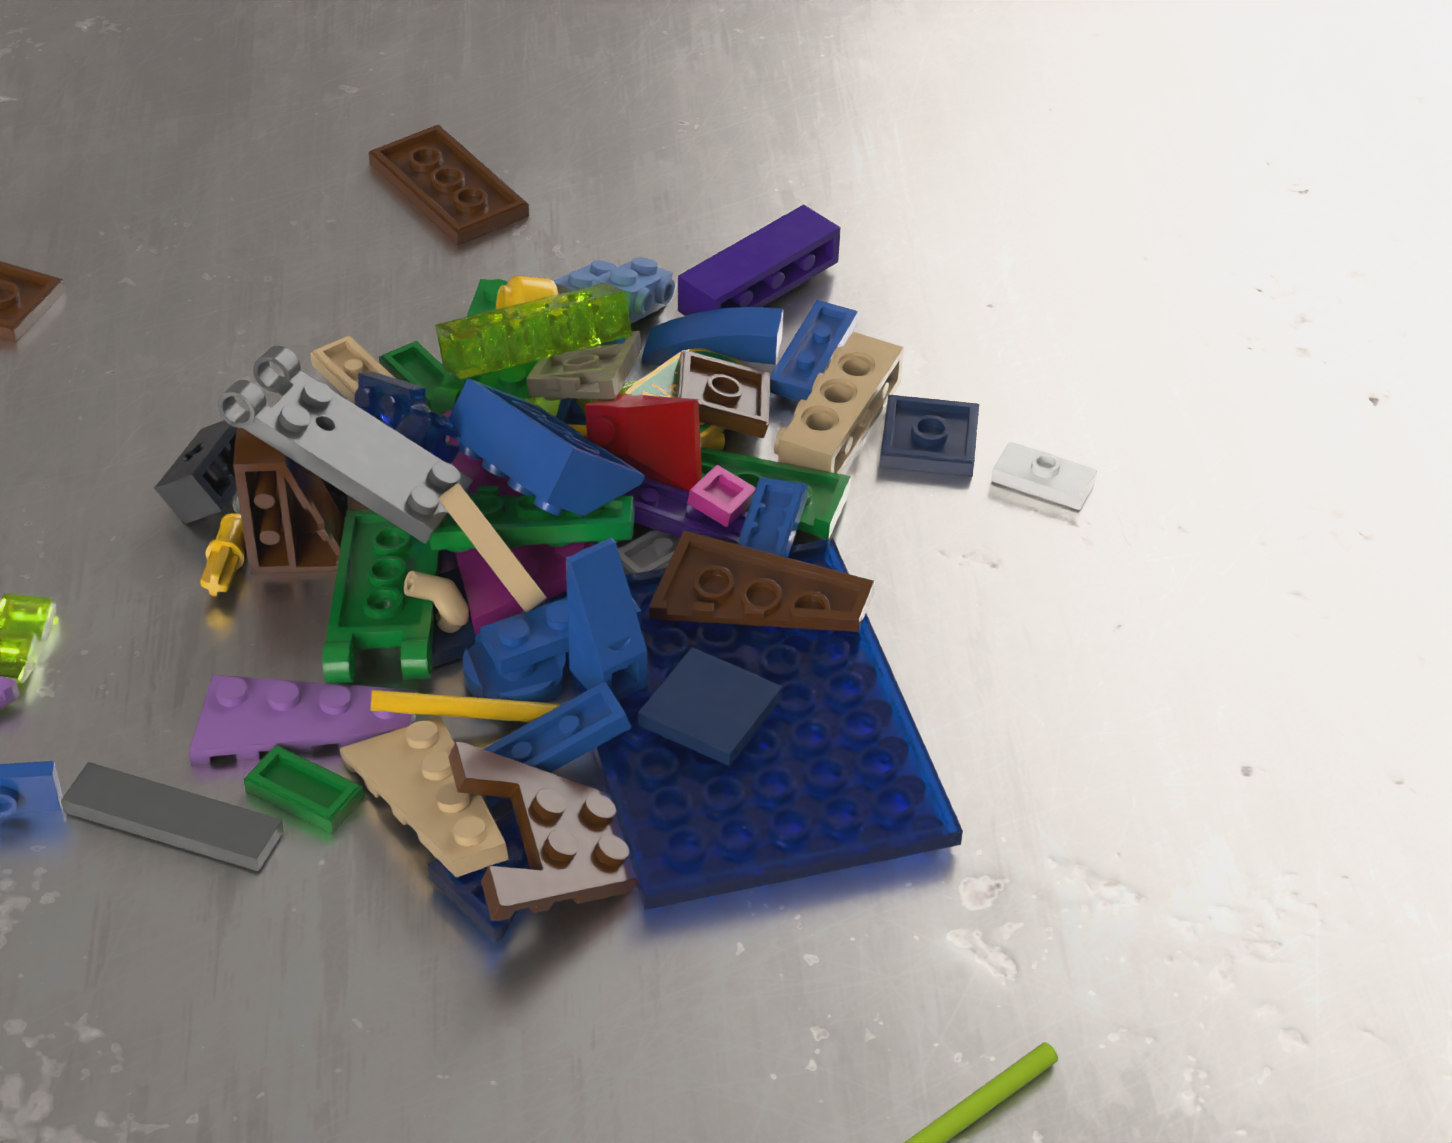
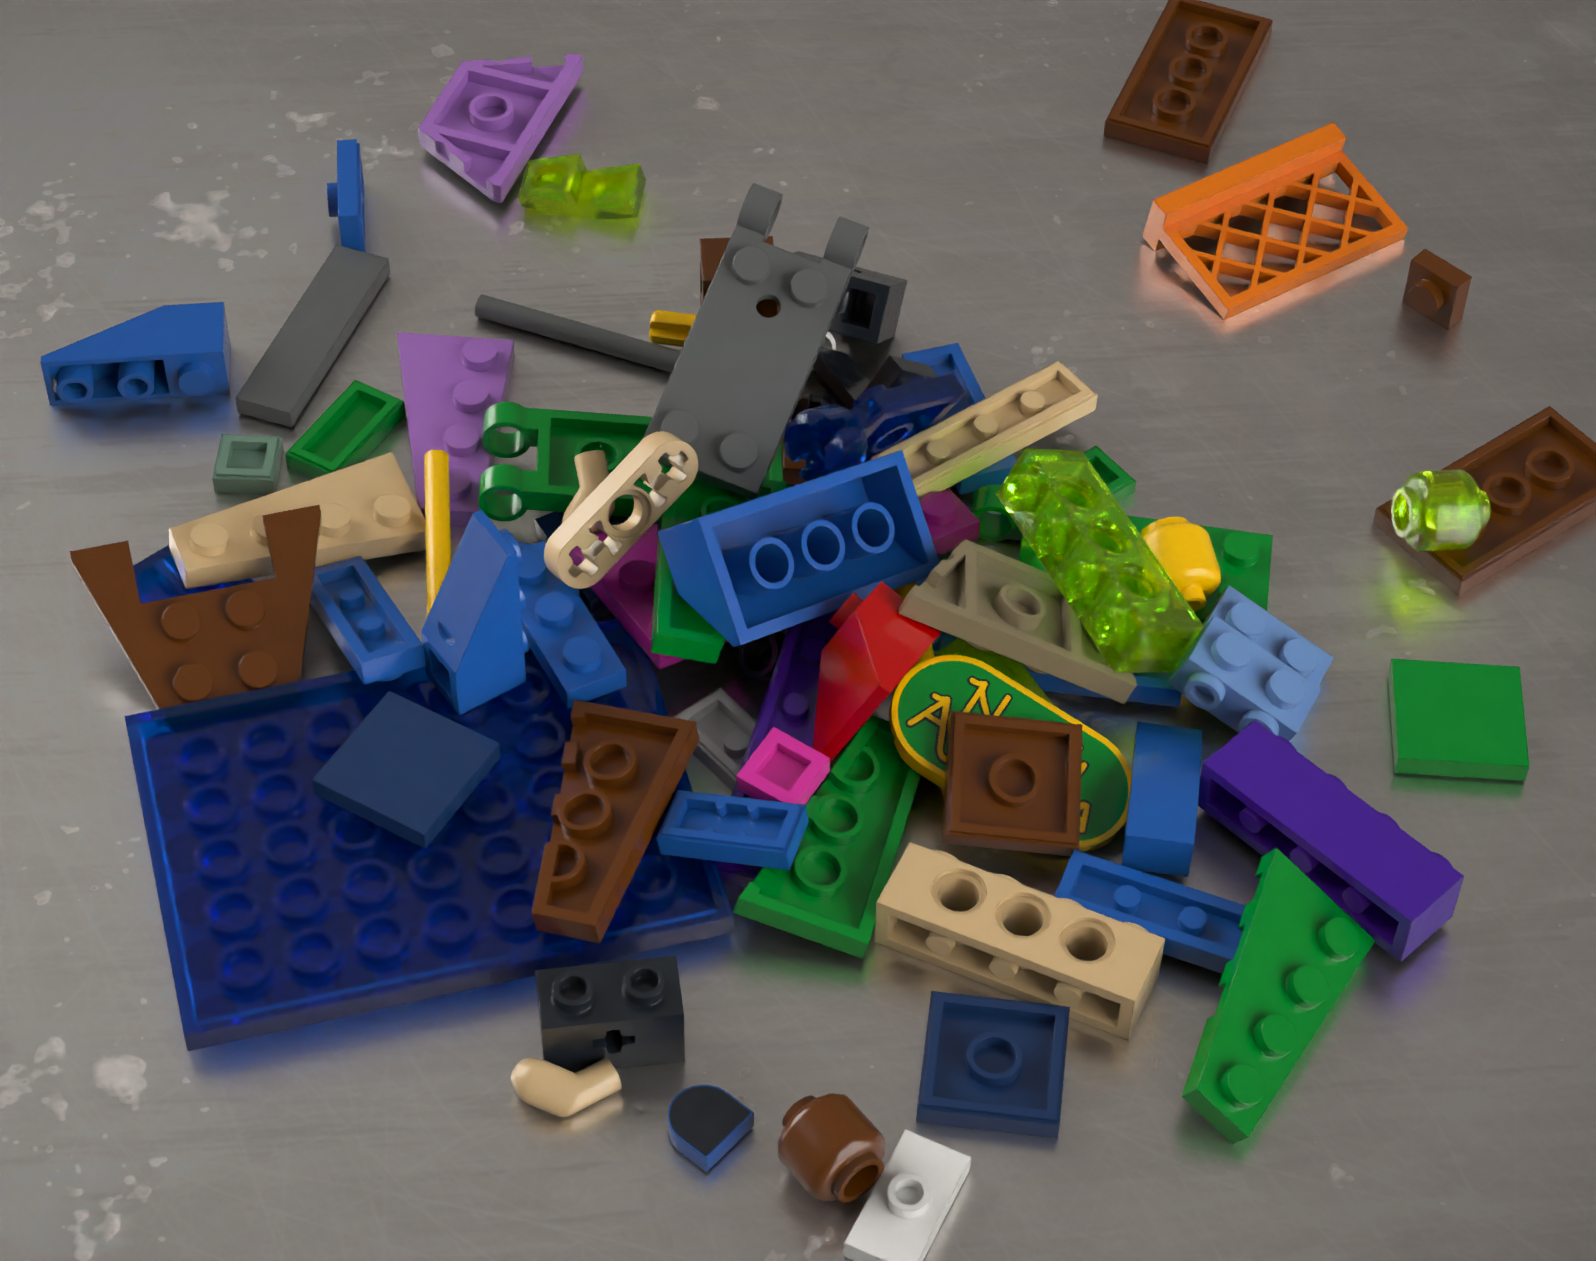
camera: 90 degrees right, 5 degrees up
(126, 263) = (1243, 191): none -> orange fence
(195, 916) = (151, 356): none -> blue slope
(204, 639) = (576, 333): none -> dark grey bar
(249, 183) = (1436, 289): none -> reddish brown plate
(332, 853) = (248, 464): none -> sand green tile
(486, 188) = (1440, 510): none -> clear neon green head
(643, 221) = (1458, 719): none -> green tile
(881, 305) = (1274, 997): none -> green wing
(924, 599) = (612, 1012): none -> black brick
(977, 632) = (561, 1090): none -> tan arm
(994, 565) = (707, 1123): none -> black tile
(1018, 494) = (831, 1147): none -> reddish brown head

